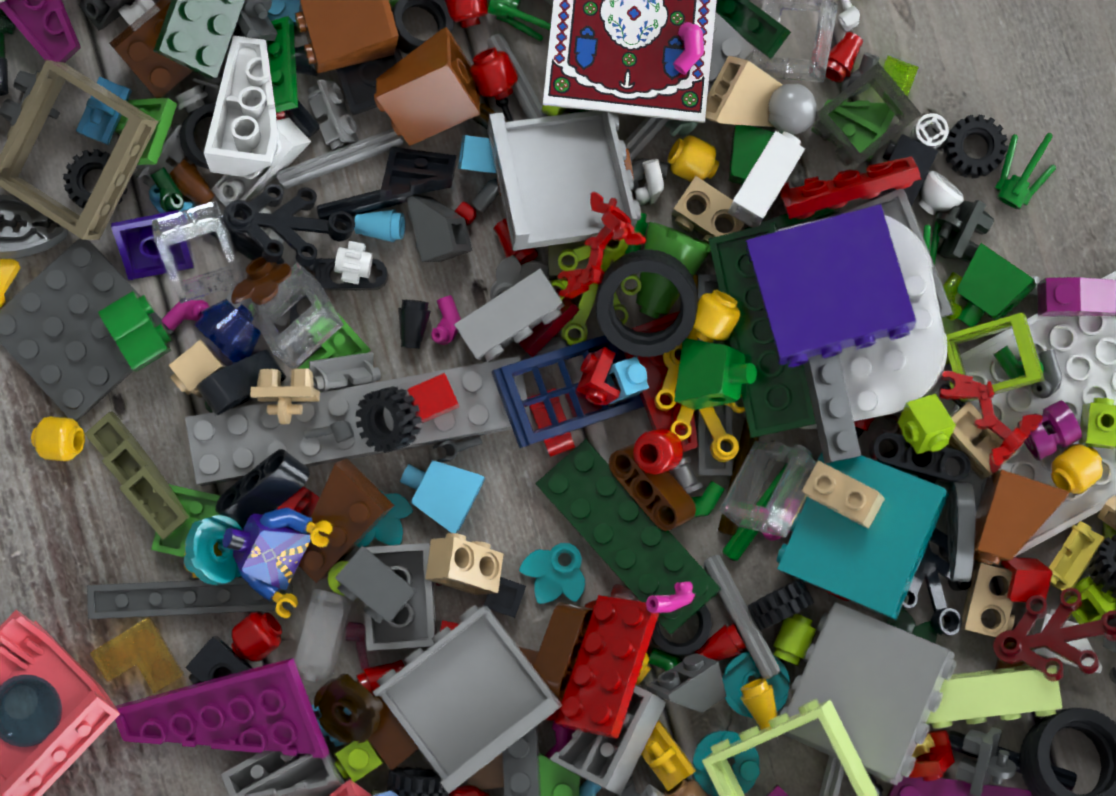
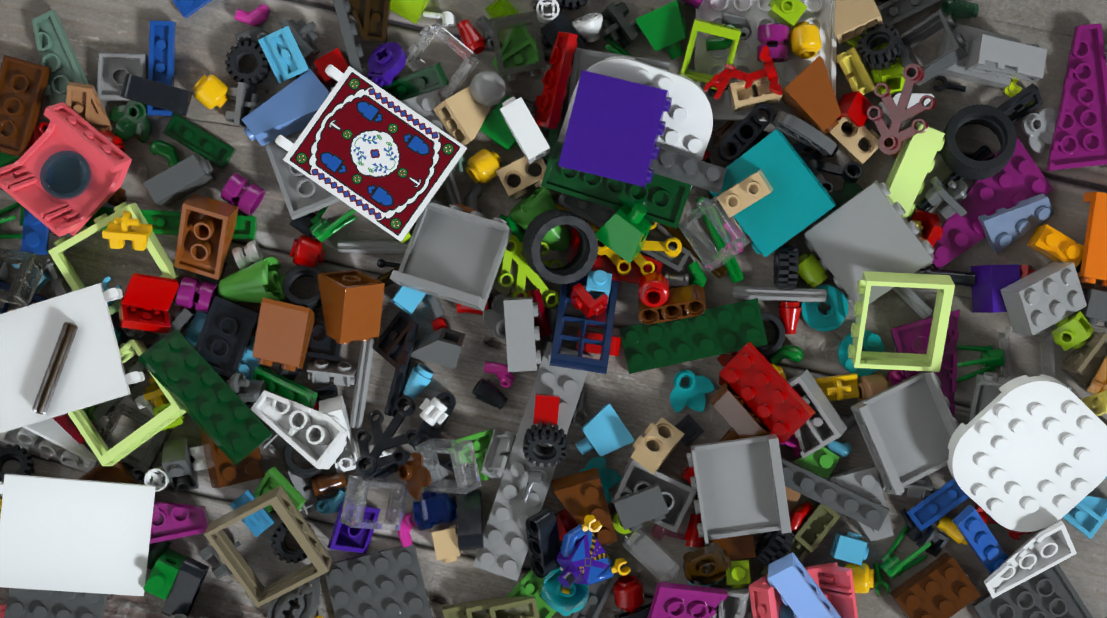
camera: 60 degrees left, 5 degrees up
(135, 330) = (402, 567): green brick -> none
(170, 195) = (326, 500): dark green arm -> none
(191, 99) = (276, 455): light grey plate -> none
(270, 390) = (485, 505): tan hips -> none
(493, 73) = (362, 259): red head -> none
(617, 226) = (502, 240): red piece -> none
(654, 183) = (486, 199): white arm -> none
(670, 603) = (750, 334): dark pink arm -> none
(692, 683) = (804, 348): dark grey slope -> none
(694, 47) = (417, 128): dark pink arm -> none
(716, 316) = (592, 209): yellow head -> none
(760, 701) = (837, 312): yellow cone -> none
(926, 424) = (730, 117): lime brick -> none
(950, 288) = (650, 53): clear neon green arm -> none

